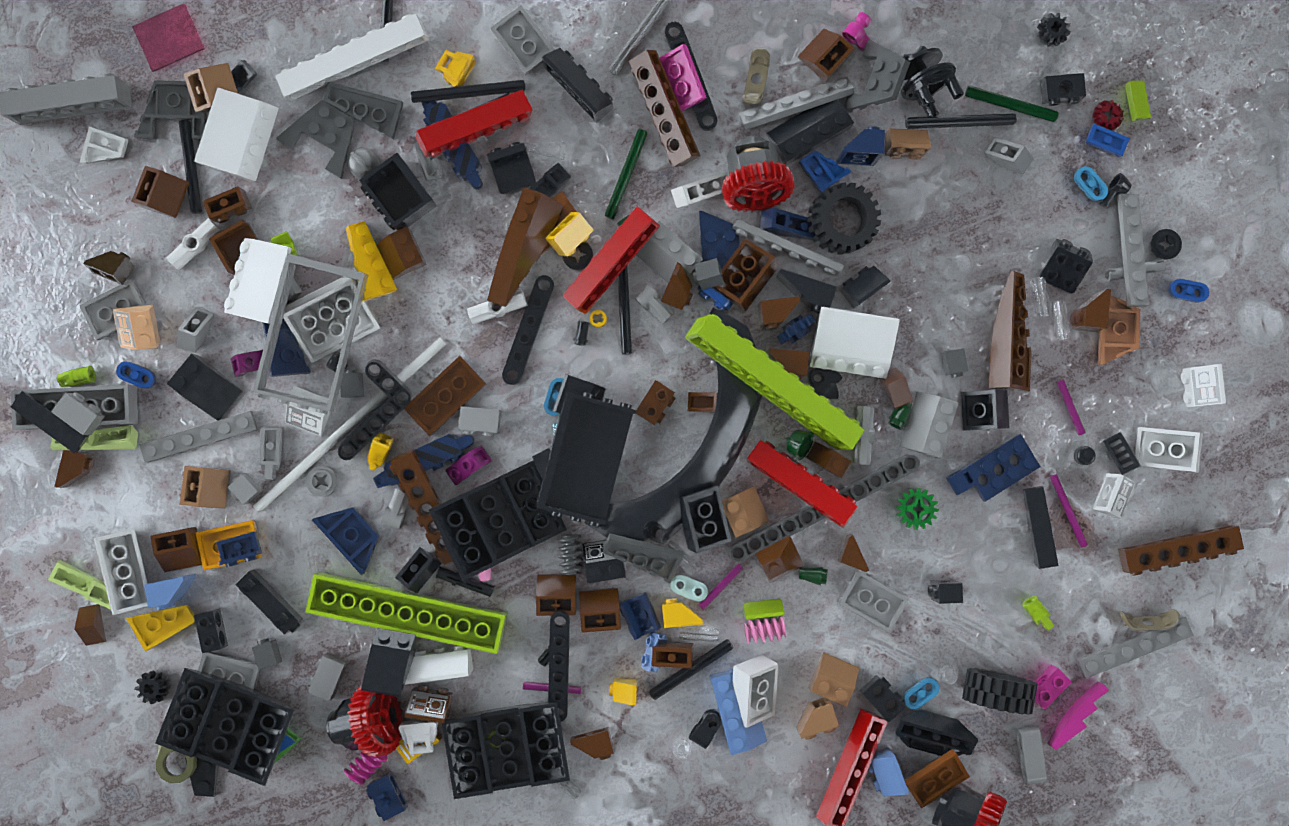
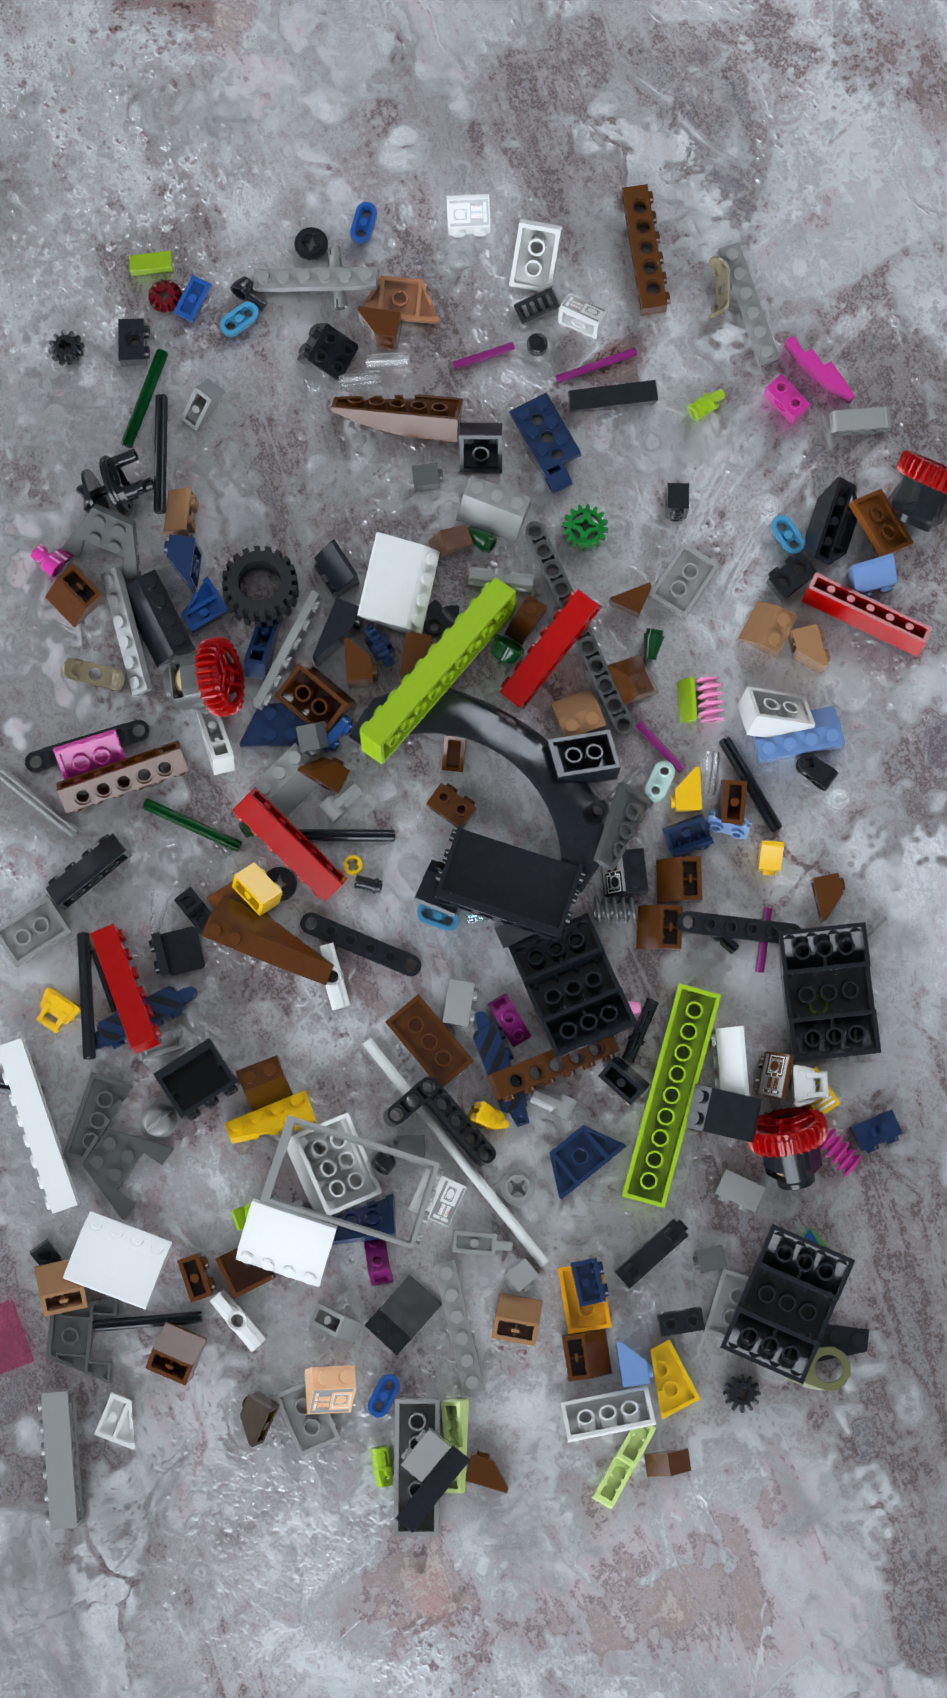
camera: 85 degrees left, 5 degrees down
(999, 691) = (786, 450): black tyre -> none

